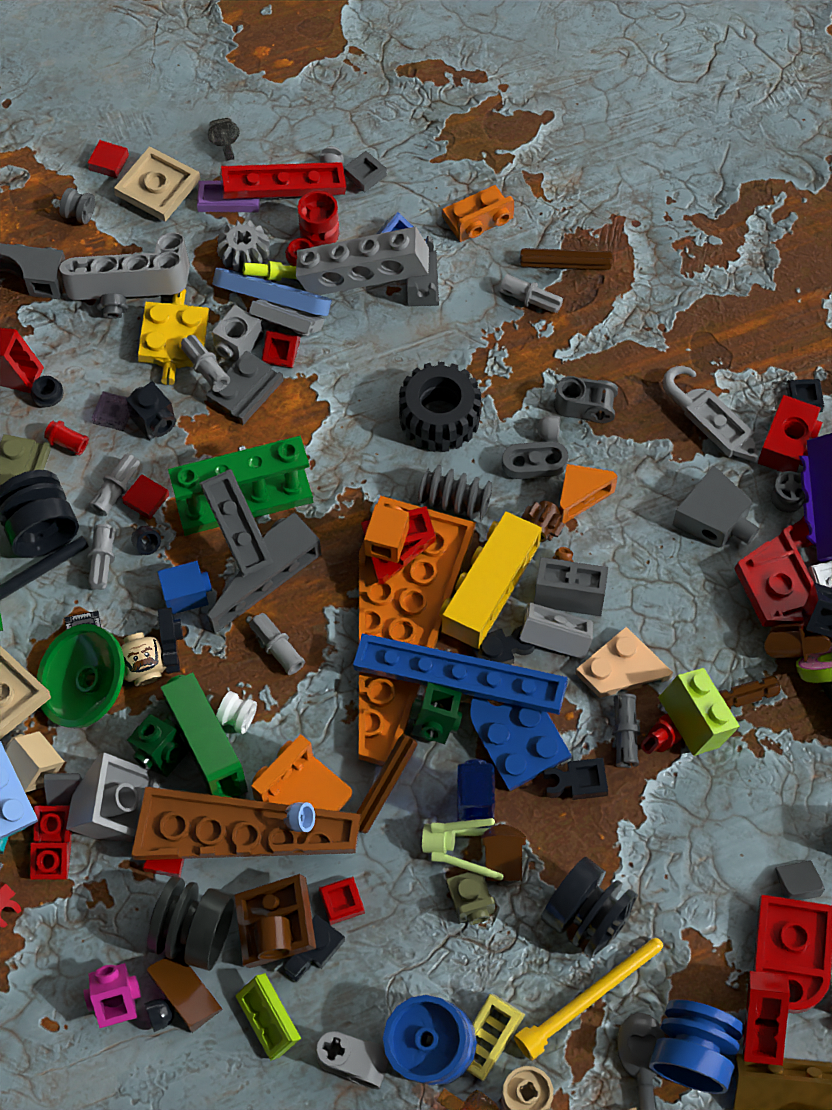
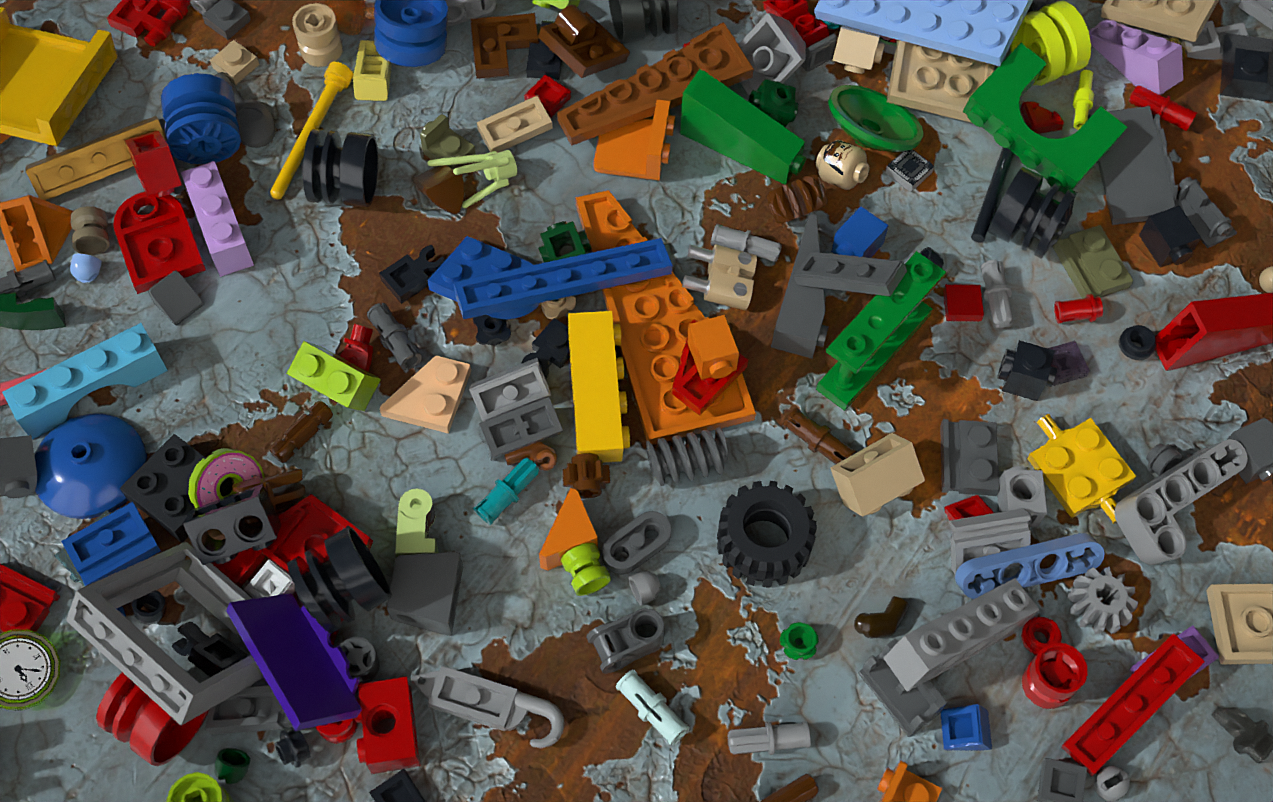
camera: 145 degrees right, 0 degrees up
(101, 556) = (951, 228): light grey axle -> none
(170, 632) = (840, 196): black plate -> none
(204, 363) = (1021, 437): light grey axle -> none
(208, 643) = (797, 198): none -> reddish brown gear
(236, 712) = (733, 169): white wheel -> none
(273, 270) = (1050, 591): neon yellow bar -> none
(300, 817) = (614, 100): light blue hinge -> none
(315, 617) = (729, 276): none -> tan piece
(327, 399) = (877, 474): none -> tan brick
(344, 458) = (817, 437): none -> reddish brown pin
(351, 995) = (495, 36): none -> reddish brown plate
(385, 781) = (570, 179): reddish brown axle -> none
(396, 317) = (882, 624): none -> dark brown arm
(396, 876) = (514, 125): none -> tan plate
(469, 331) = (806, 634): none -> green plate
(475, 791) = (486, 198): clear blue brick -> none
(587, 452) = (585, 569): none -> lime wheel
(597, 351) = (652, 707): none -> light aqua pin
(608, 550) = (506, 491): none -> teal axle
(692, 568) = (413, 523): none -> yellowish green leg
(729, 935) = (217, 219): none -> lavender arch
(782, 519) = (332, 584): none -> black wheel

